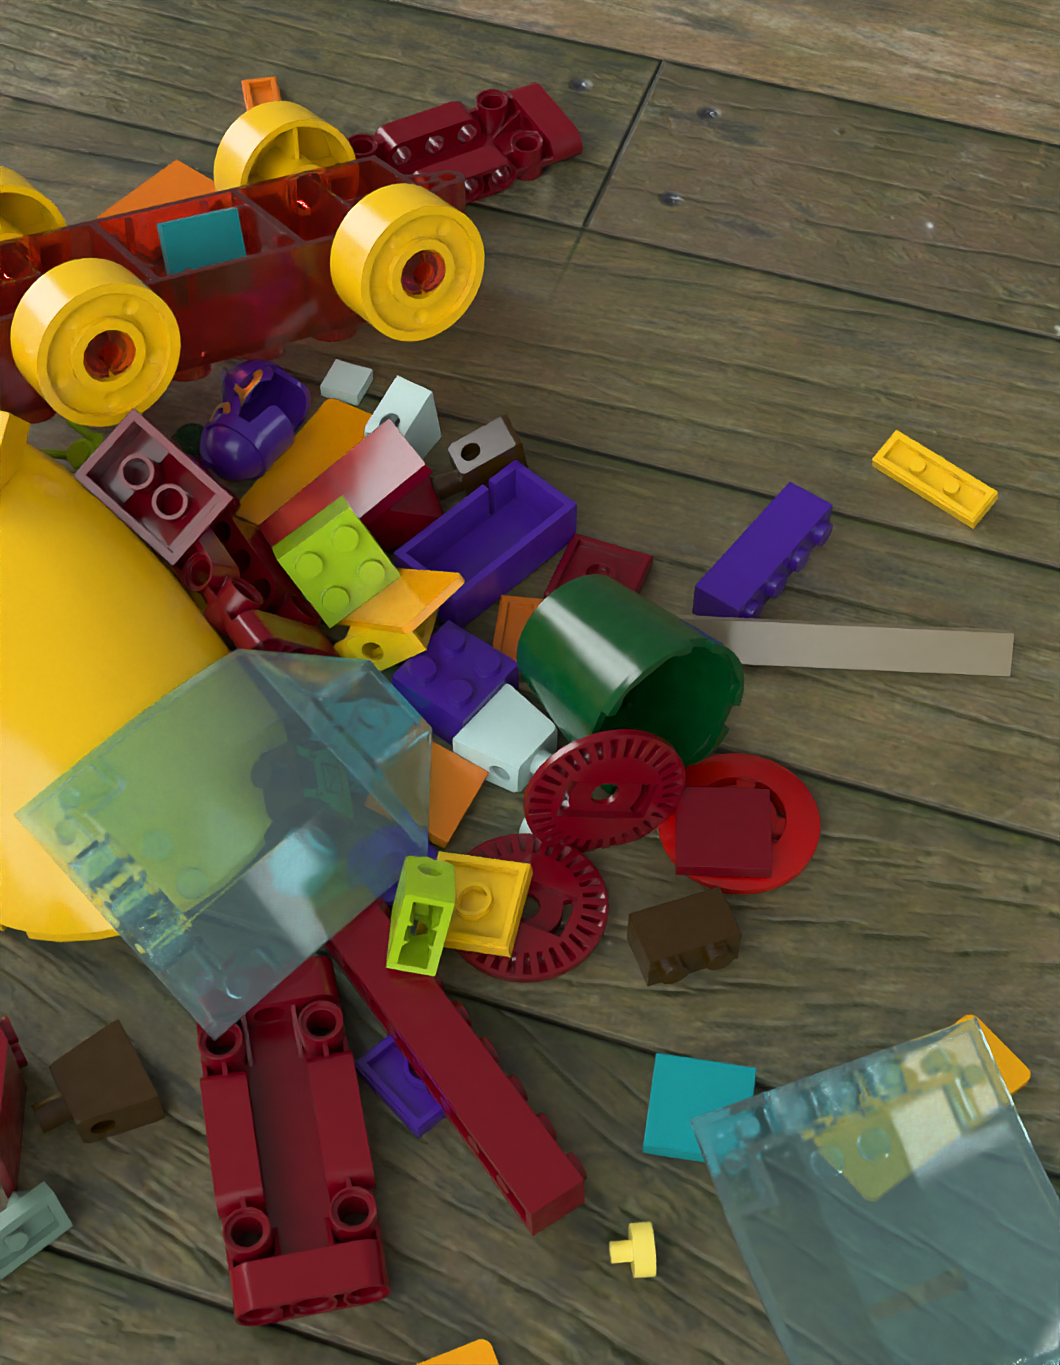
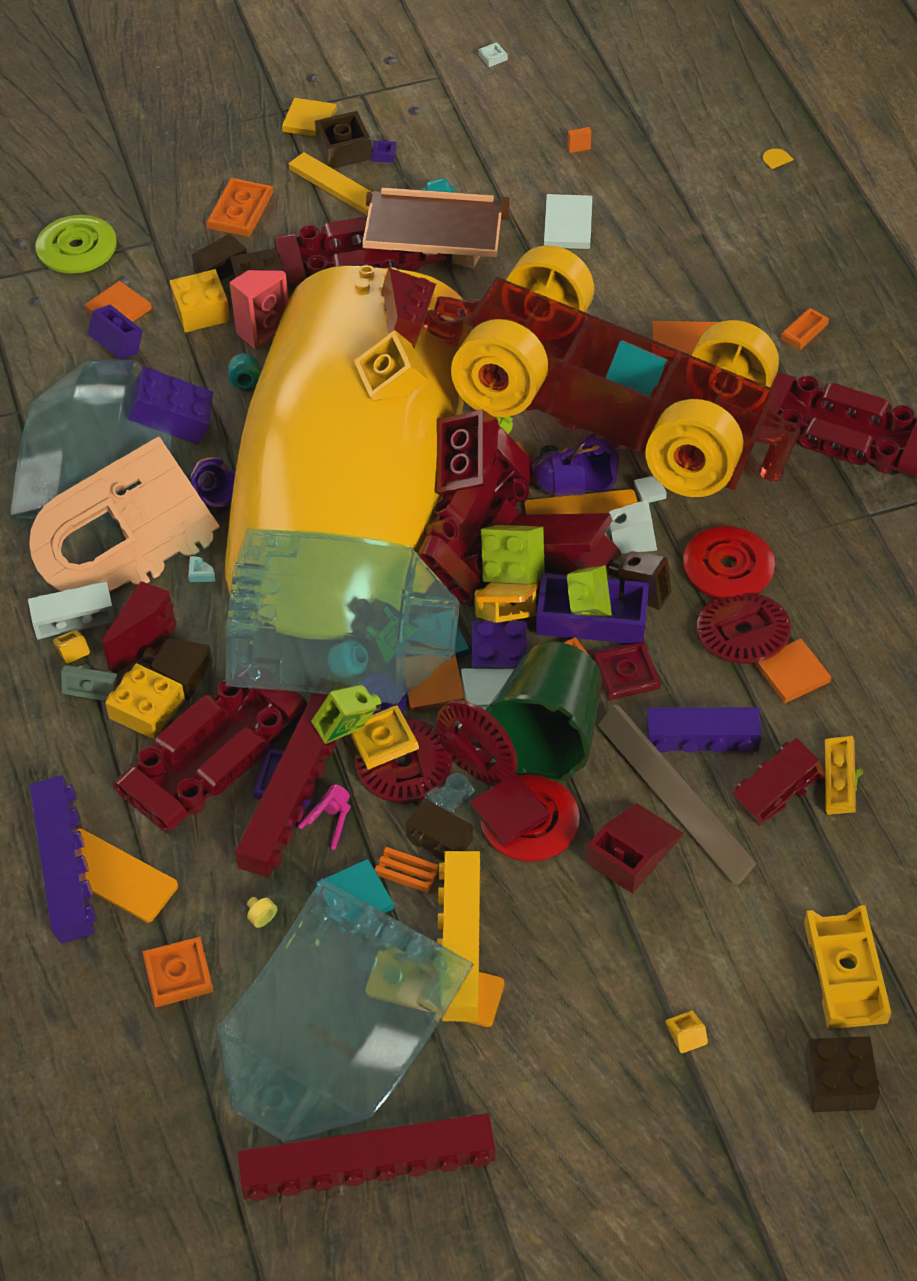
camera: 55 degrees right, 0 degrees up
(125, 1175) = (145, 701): none -> yellow brick
(480, 517) = (589, 592): none -> lime torso
(527, 1036) = (332, 802): none -> dark pink plant
(539, 409) = (714, 579): none -> red piece
(632, 883) = (453, 793): none -> clear light blue plate
(676, 406) = (743, 648): none -> dark red piece
(699, 1001) = (408, 865): none -> orange tile
(745, 427) = (794, 671): none -> orange tile
(841, 991) = (461, 926): none -> yellow brick
(884, 740) = (631, 846): none -> dark red slope
(910, 533) = (778, 781): none -> dark red wedge

